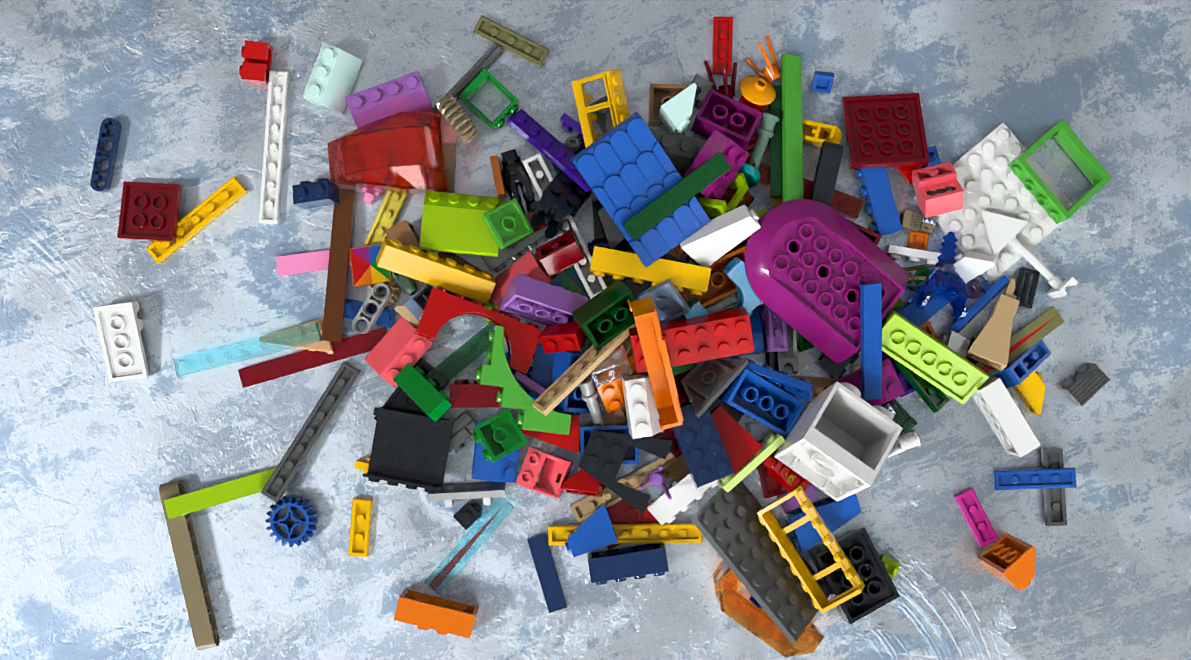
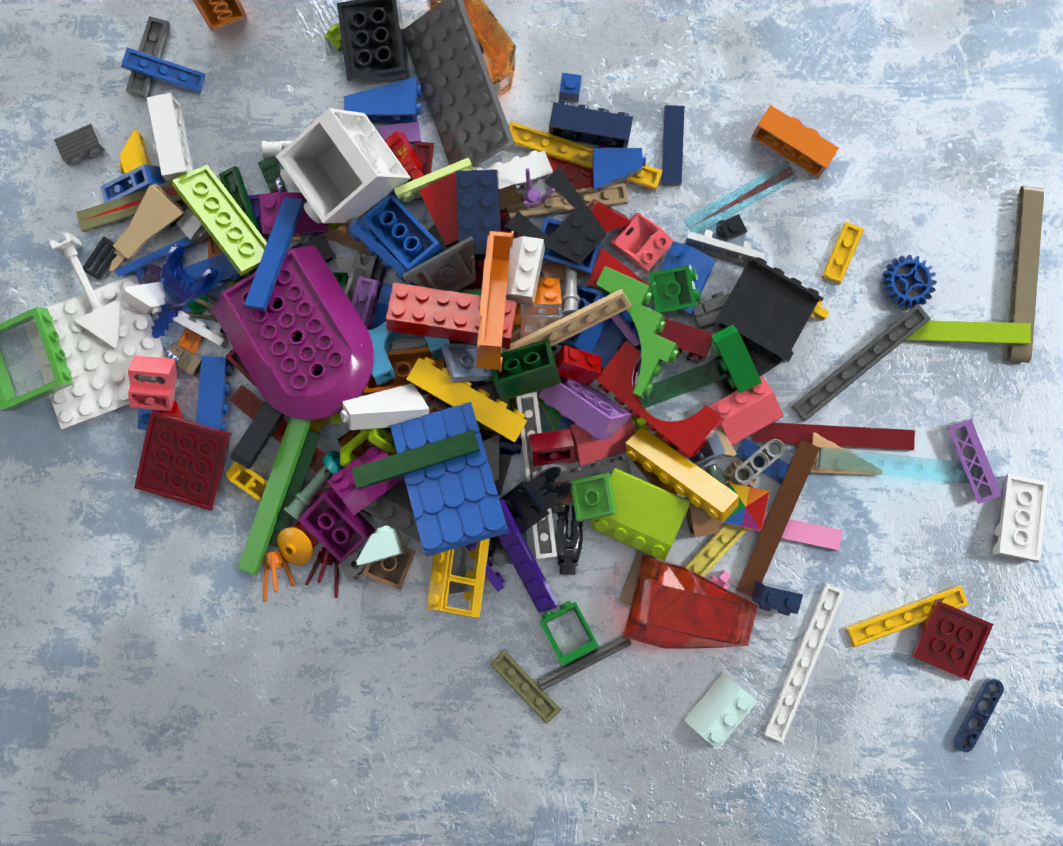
camera: 165 degrees left, 5 degrees down
(173, 380) = (980, 456): none -> medium lavender fence
(256, 62) = (793, 755): red piece -> none
(389, 98) = (669, 667): medium lavender slope -> none
(457, 118) = (607, 623): dark tan gear -> none
(498, 176) = (586, 549): dark orange tile -> none
(659, 593) = (570, 87): none -> blue brick
(722, 45) = (313, 606): red tile -> none
(797, 565) = (425, 65): yellow window -> none
(822, 81) = (226, 533): blue plate -> none
(976, 517) = (234, 54): dark pink tile -> none

